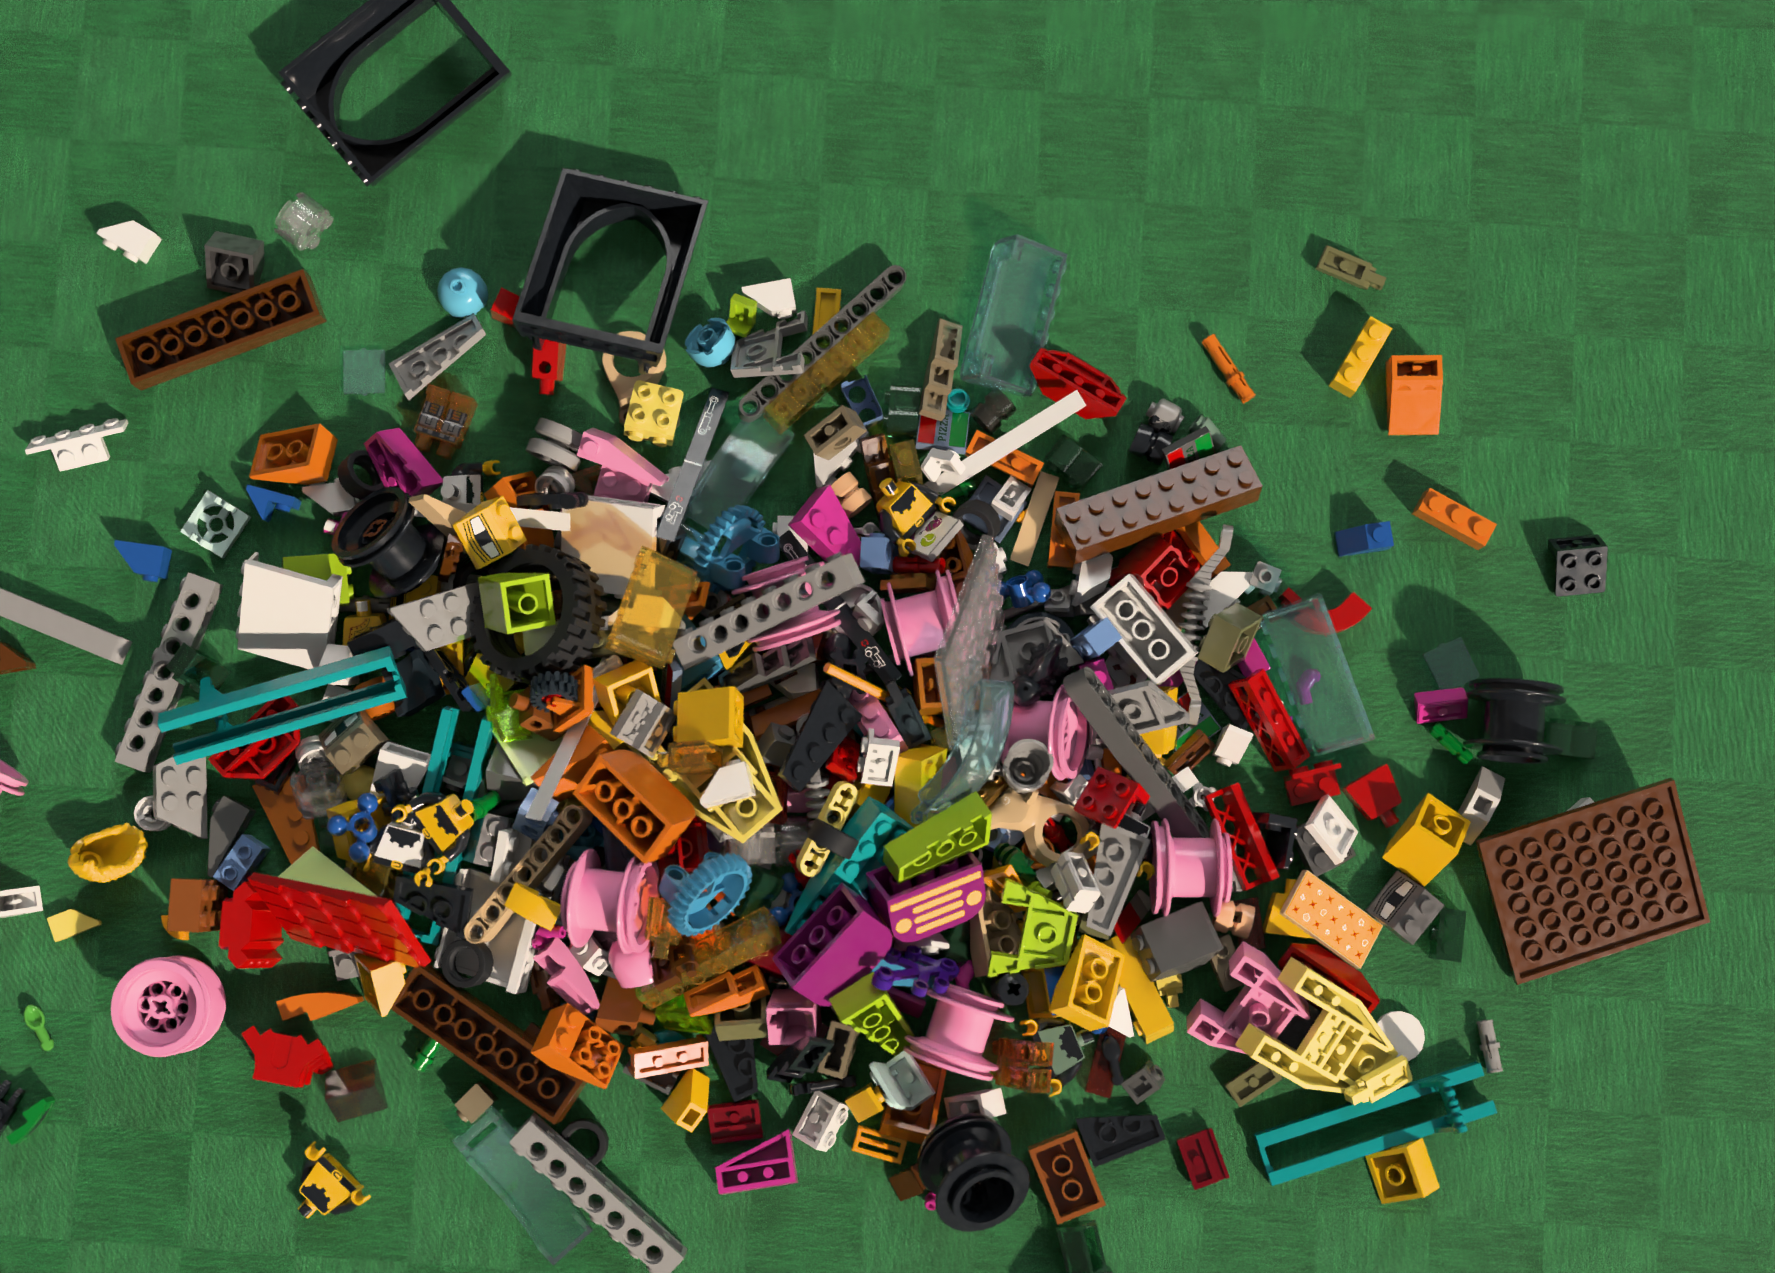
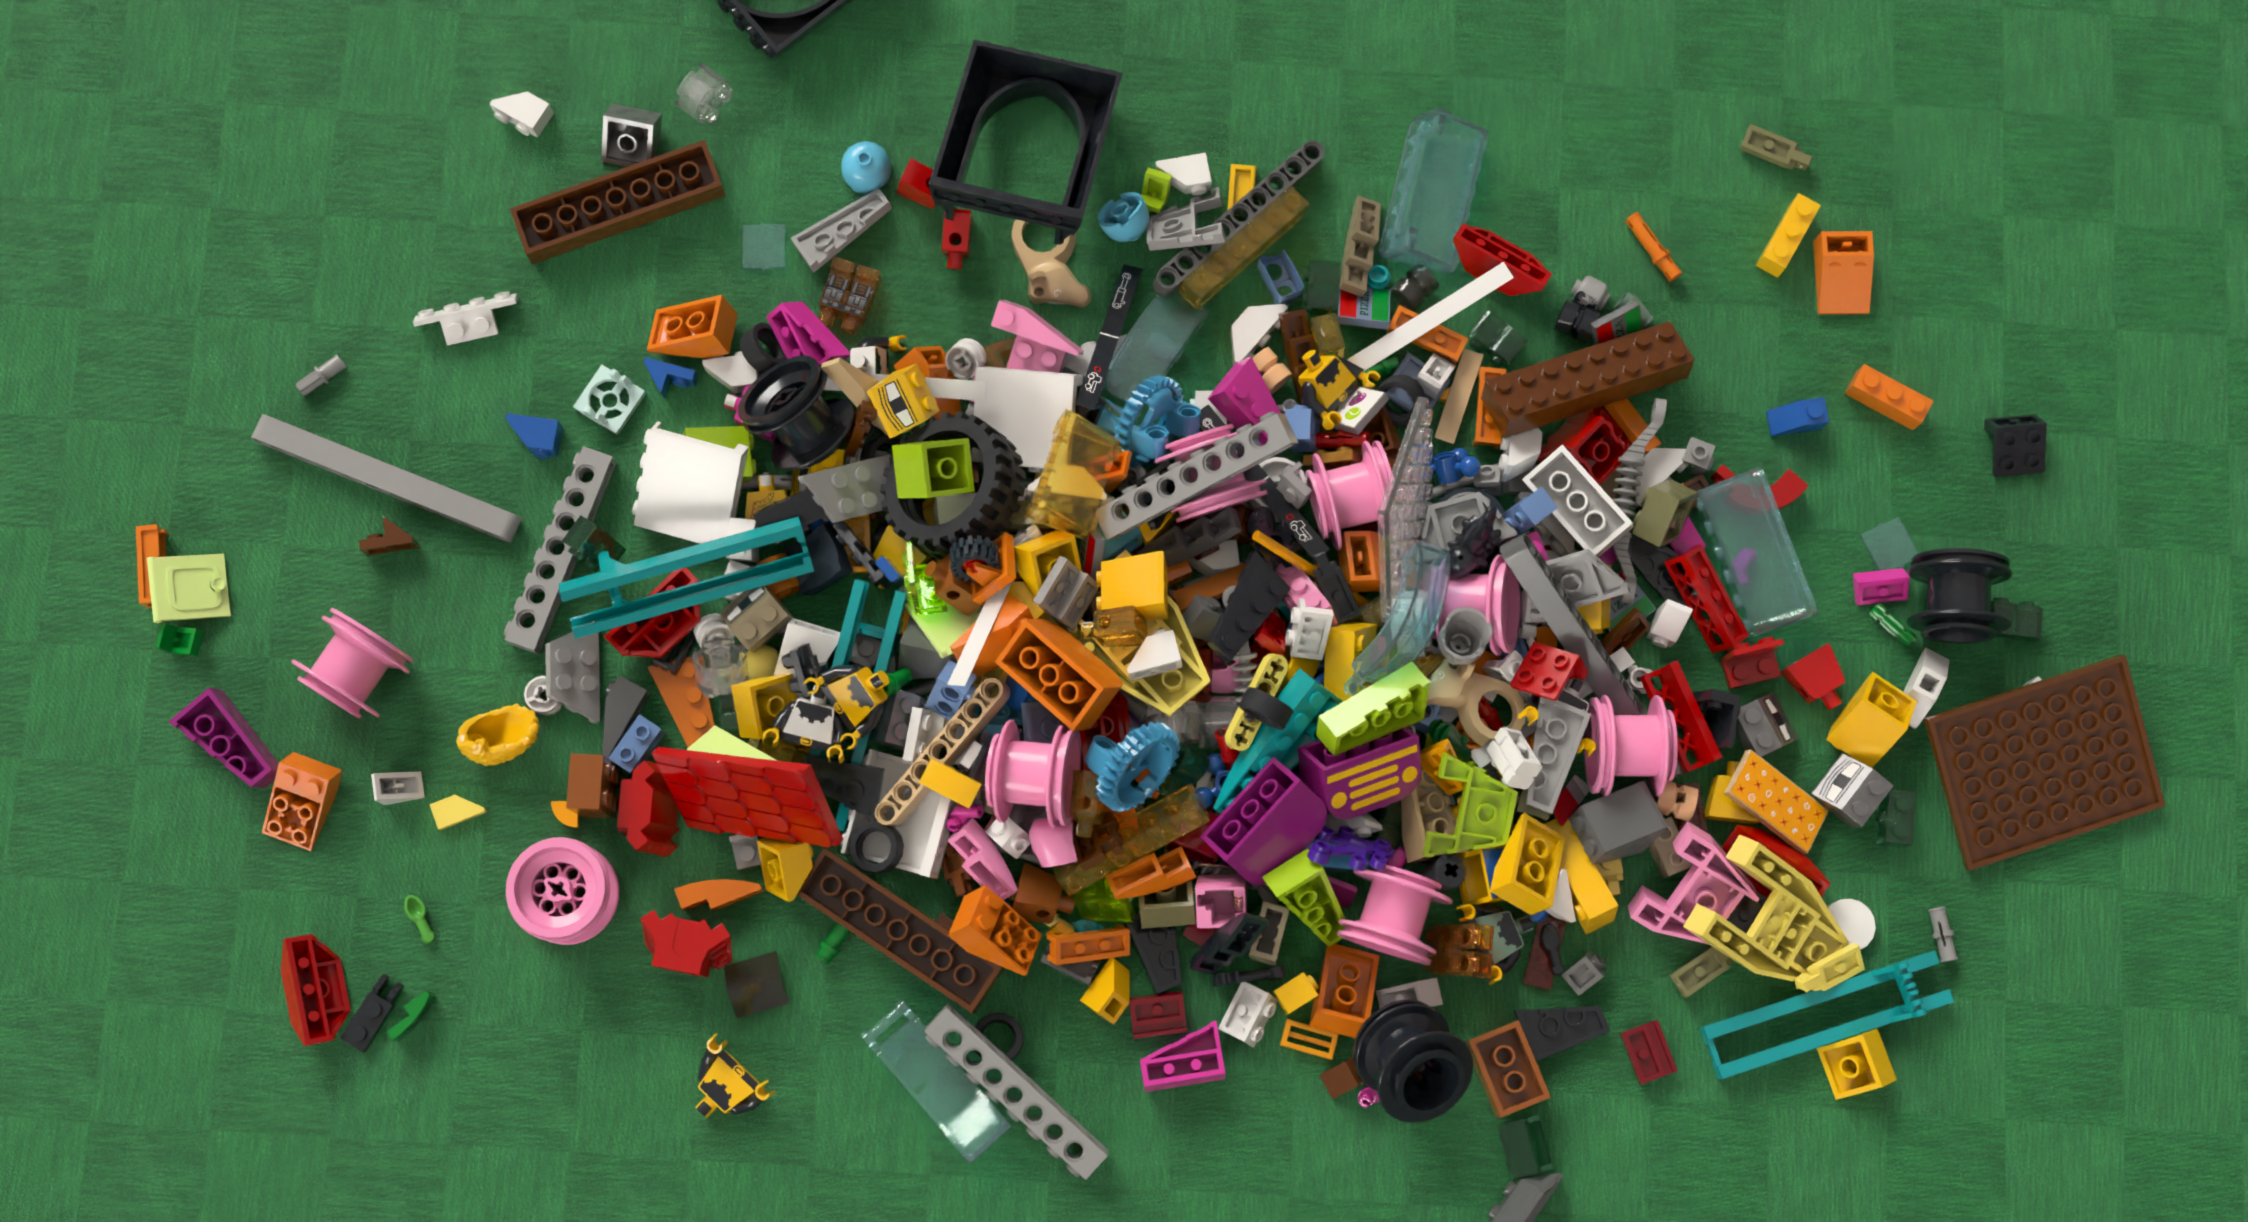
camera: 10 degrees left, 5 degrees down
(338, 826) = (747, 698): blue piece -> none
(475, 1103) = (883, 996): dark tan brick -> none
(554, 500) = (968, 369): black hinge -> none
(556, 448) = (966, 317): light grey wheel -> none
(653, 413) = (1065, 288): light yellow bracket -> none
(835, 432) = (1256, 304): dark tan brick -> none
(902, 1082) = (1338, 968): light aqua bracket -> none
(941, 460) = (1364, 335): white bracket -> none
(1331, 829) = (1774, 709): white tile -> none

